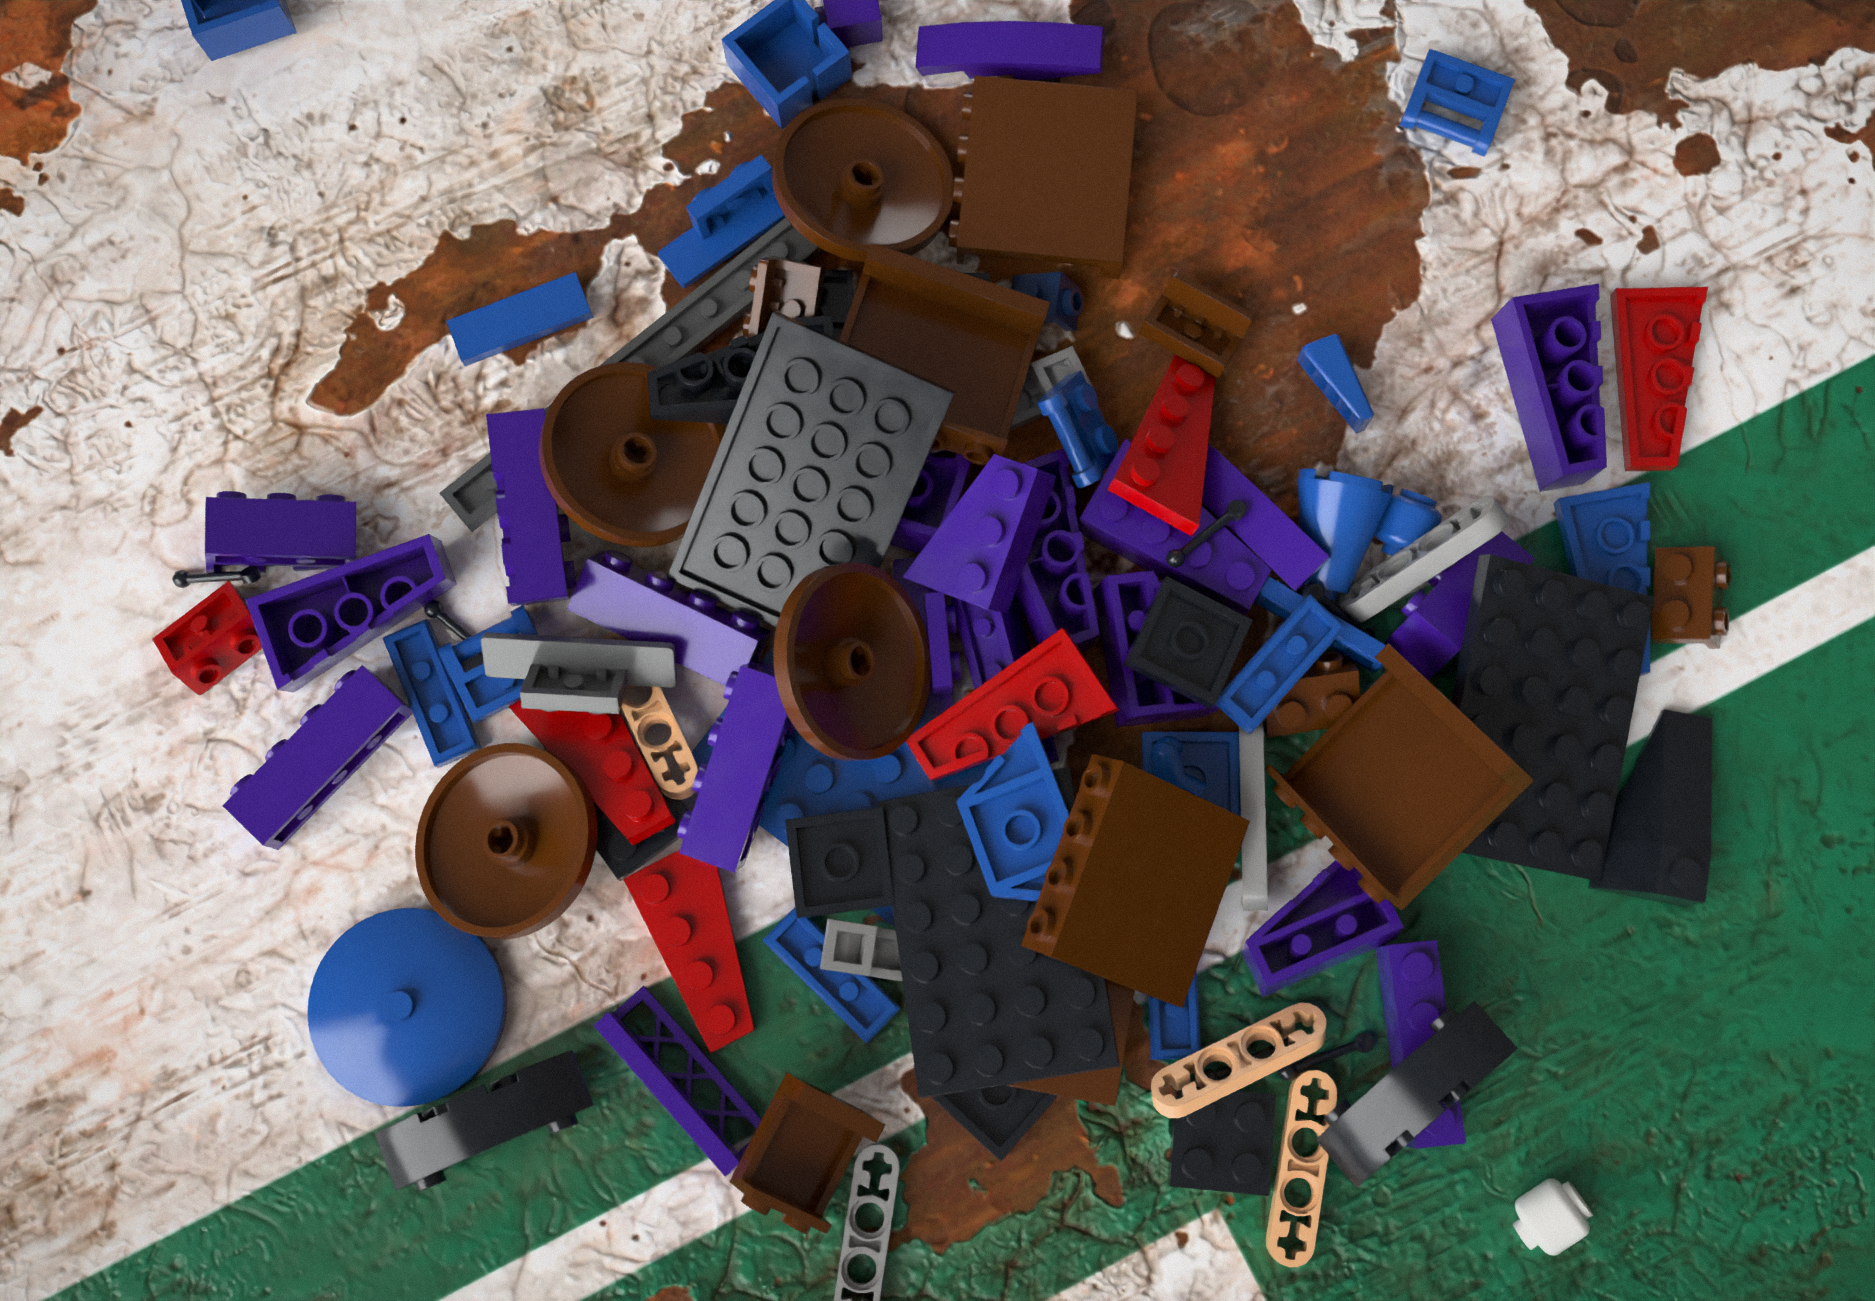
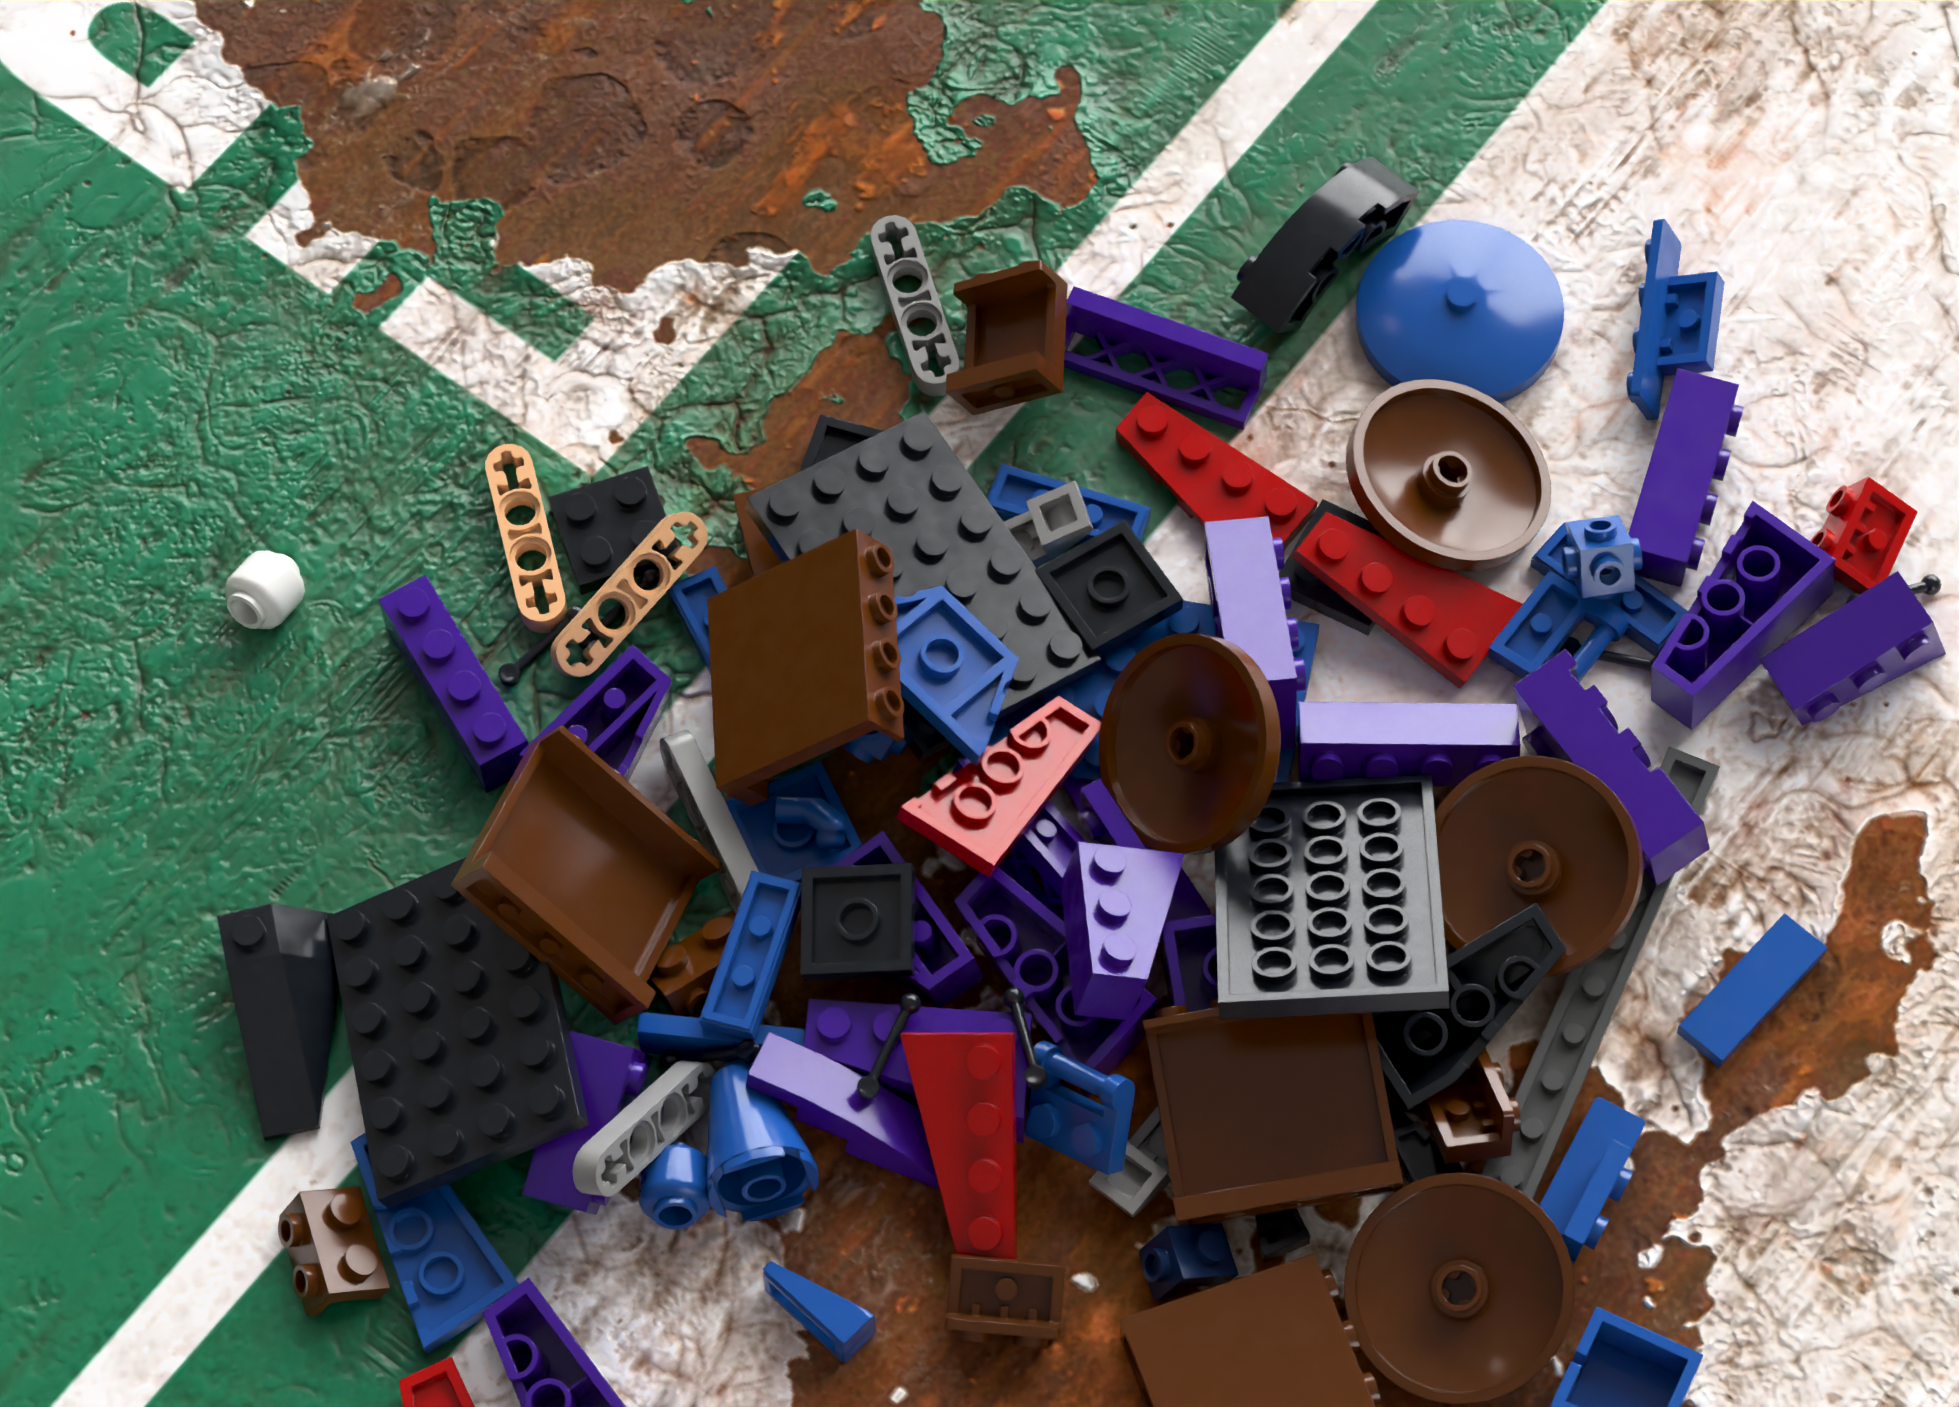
camera: 155 degrees right, 15 degrees down
(232, 902) = (1675, 321): none -> blue bracket
(427, 698) = (1601, 557): none -> blue brick
(577, 671) = (1466, 636): dark grey bracket -> none
(640, 720) = (1384, 644): light nougat beam -> none
(1104, 452) = (1034, 1074): none -> black hinge
(1409, 1097) = (454, 598): black brick -> none

